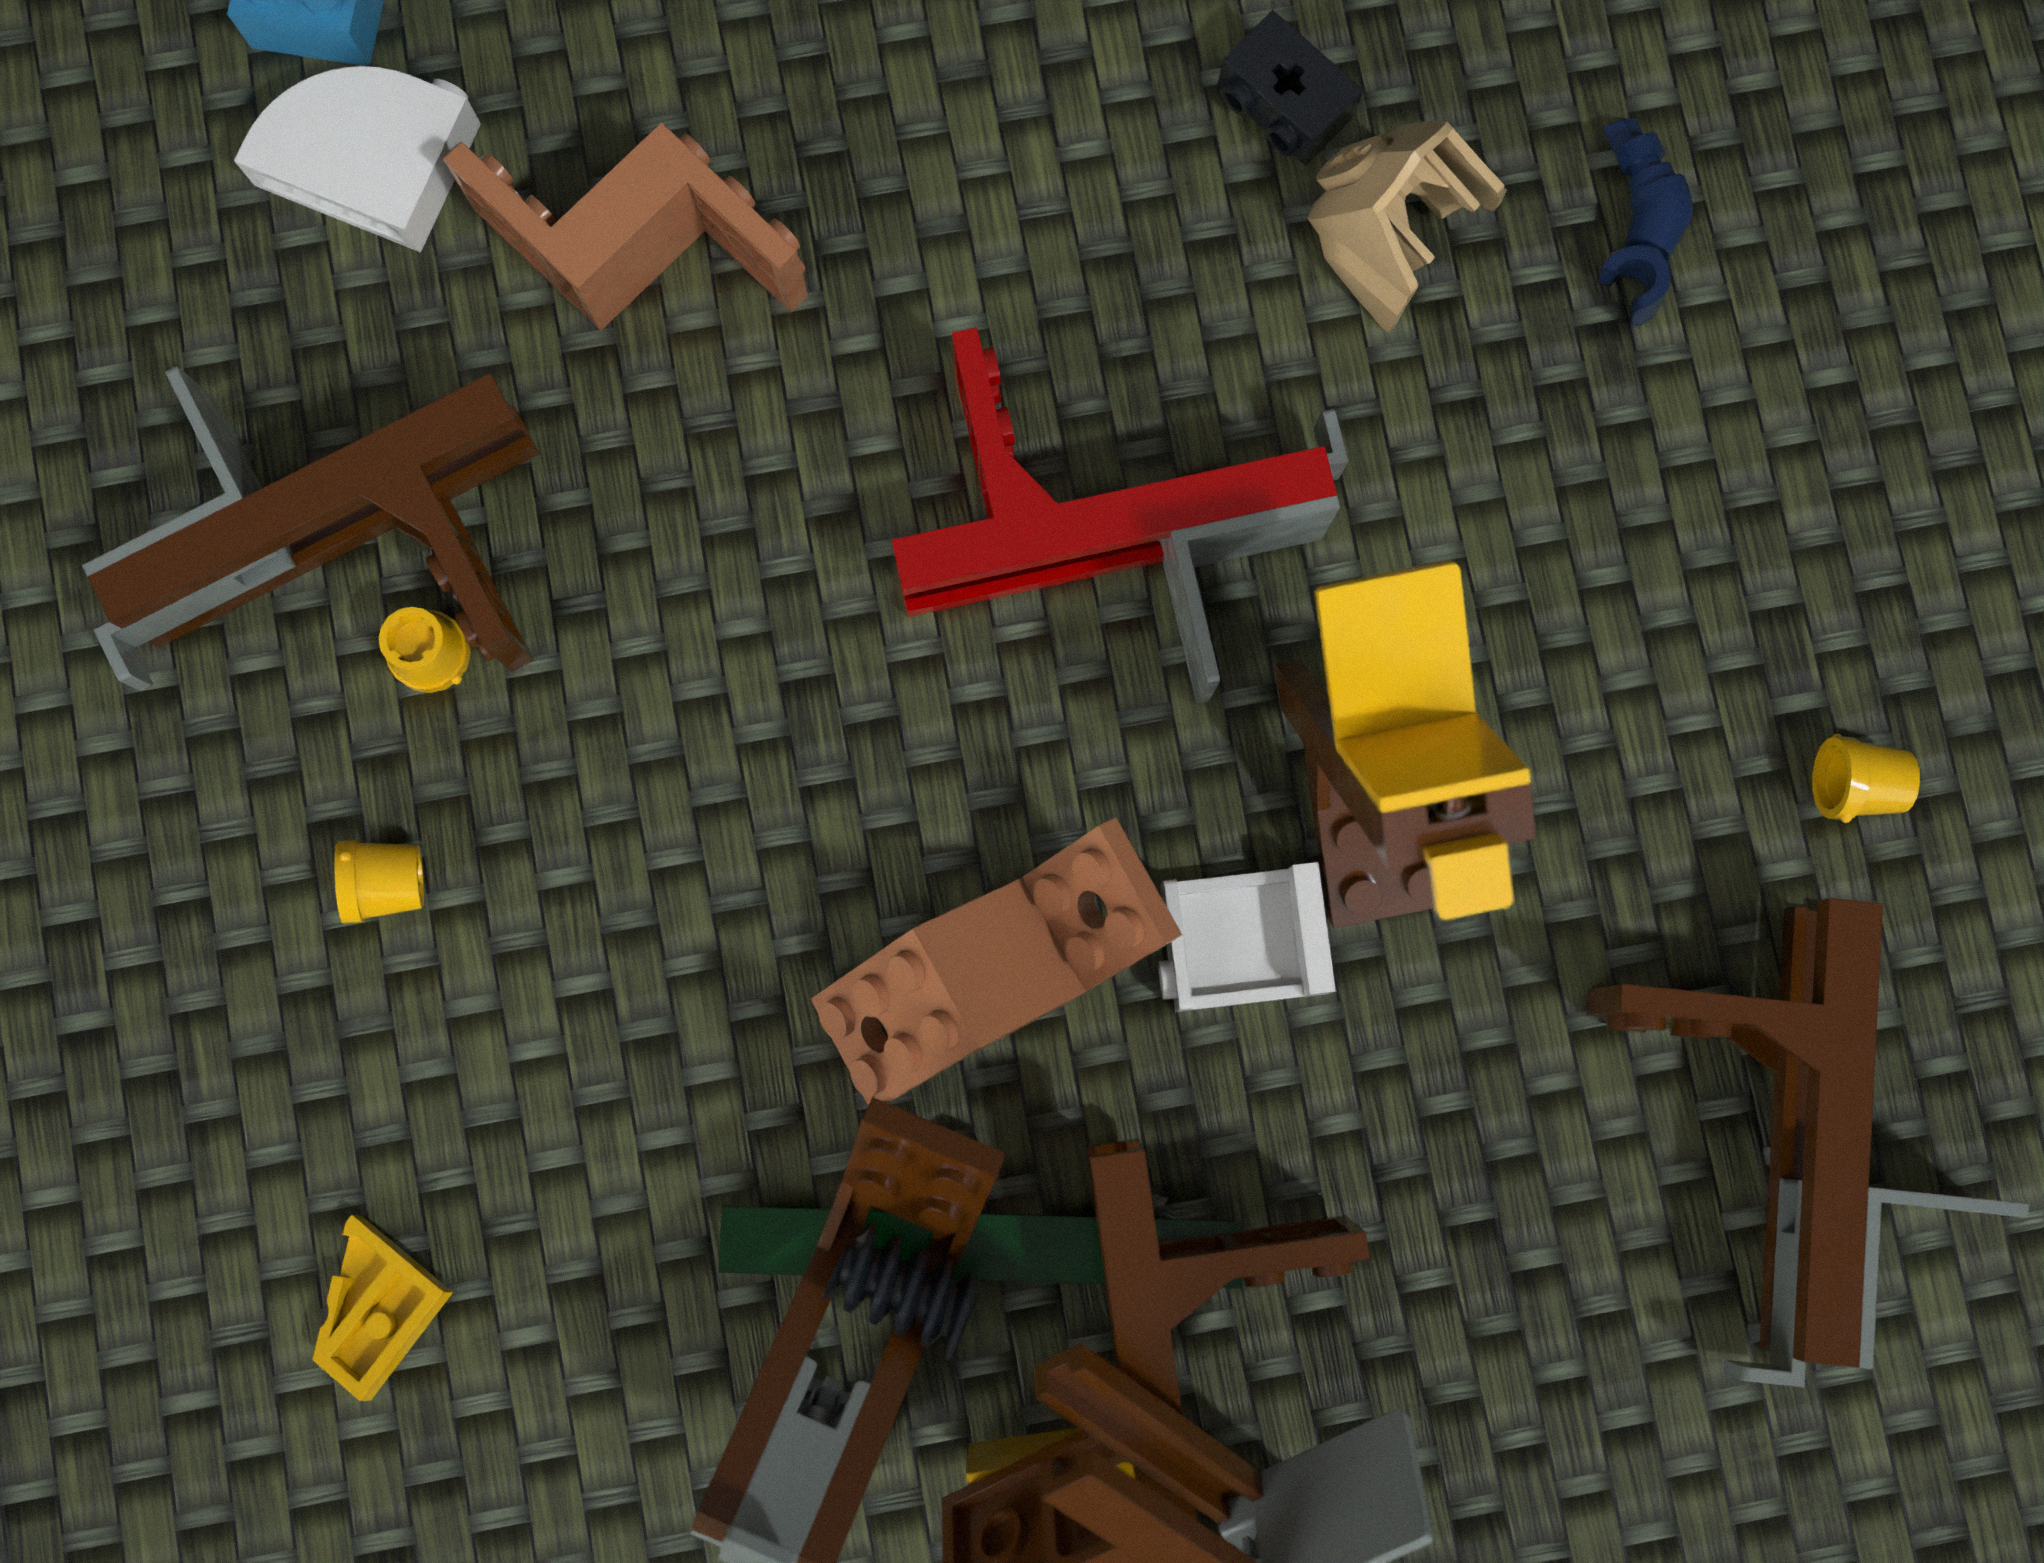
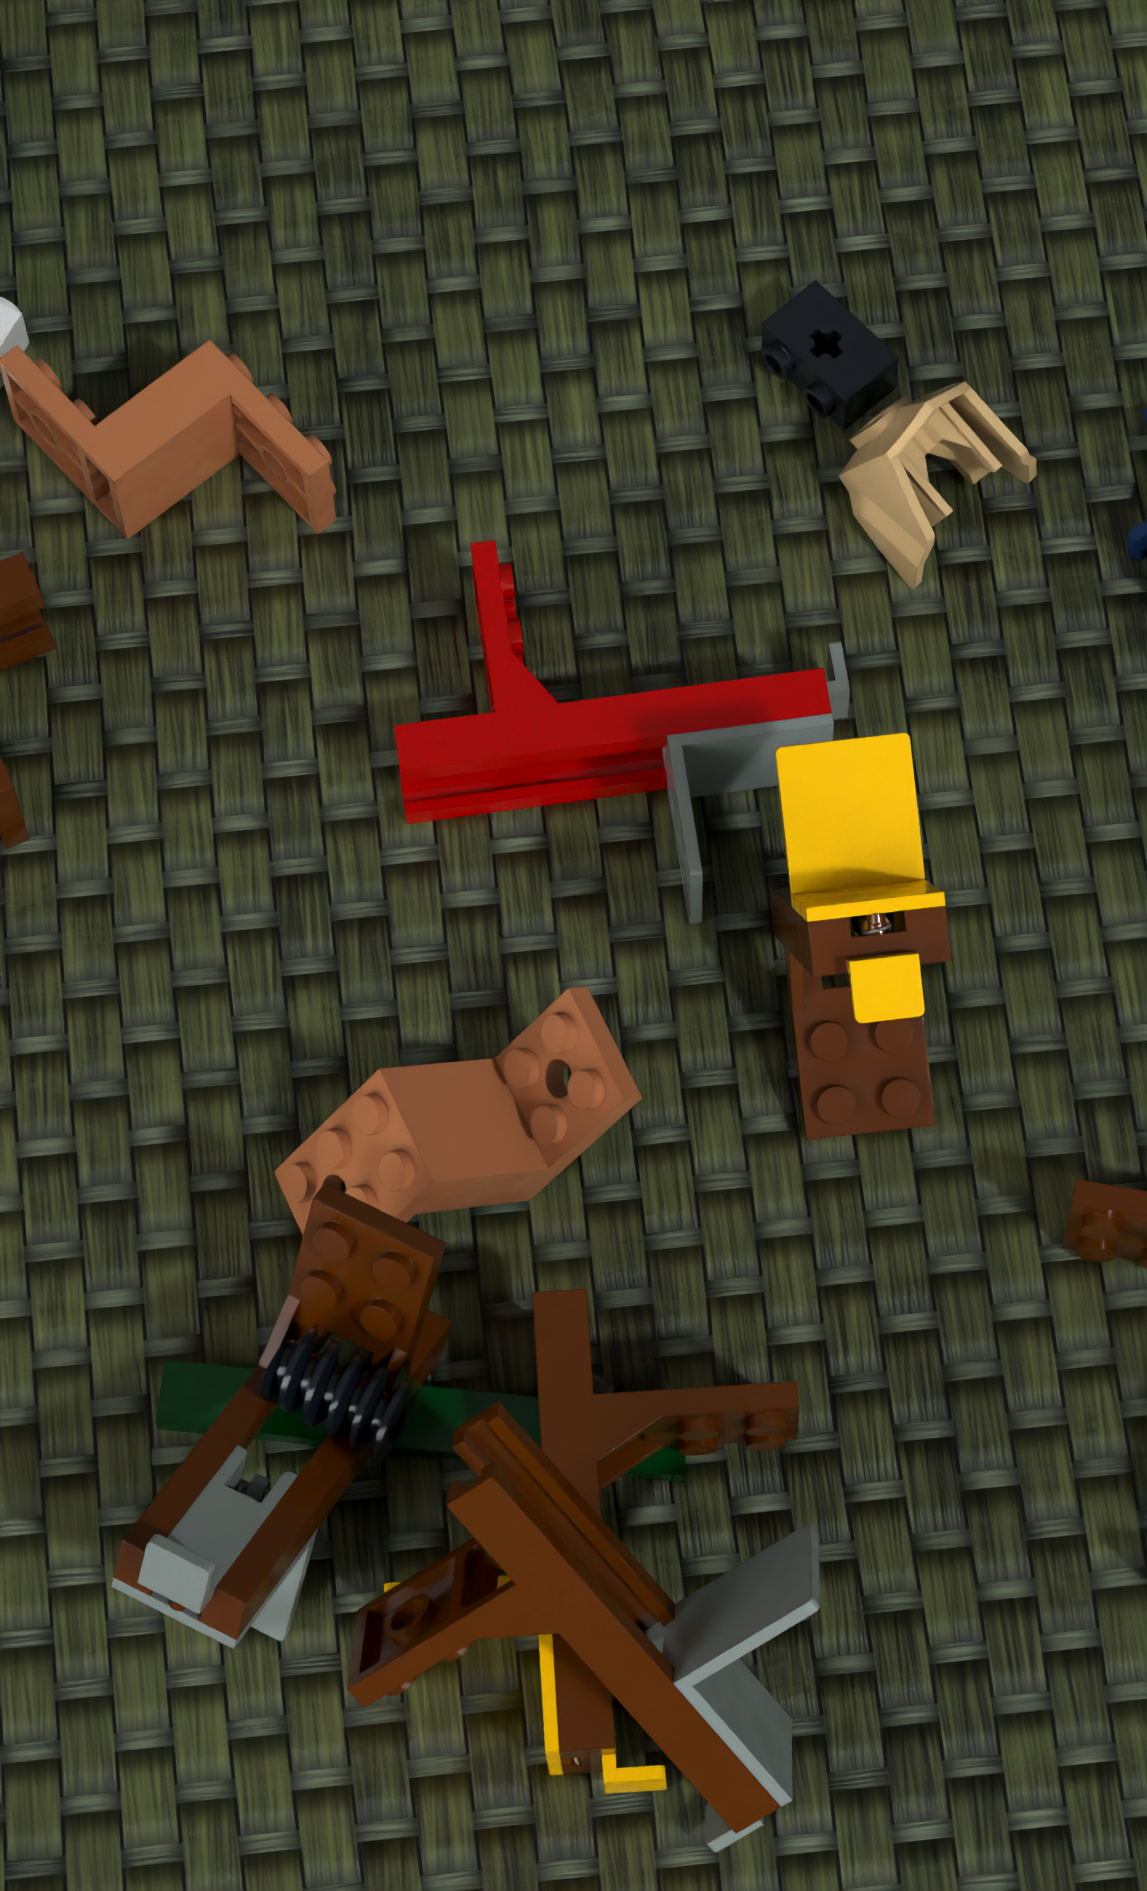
camera: 10 degrees right, 15 degrees down
(1247, 939) = (714, 1145): white panel -> none

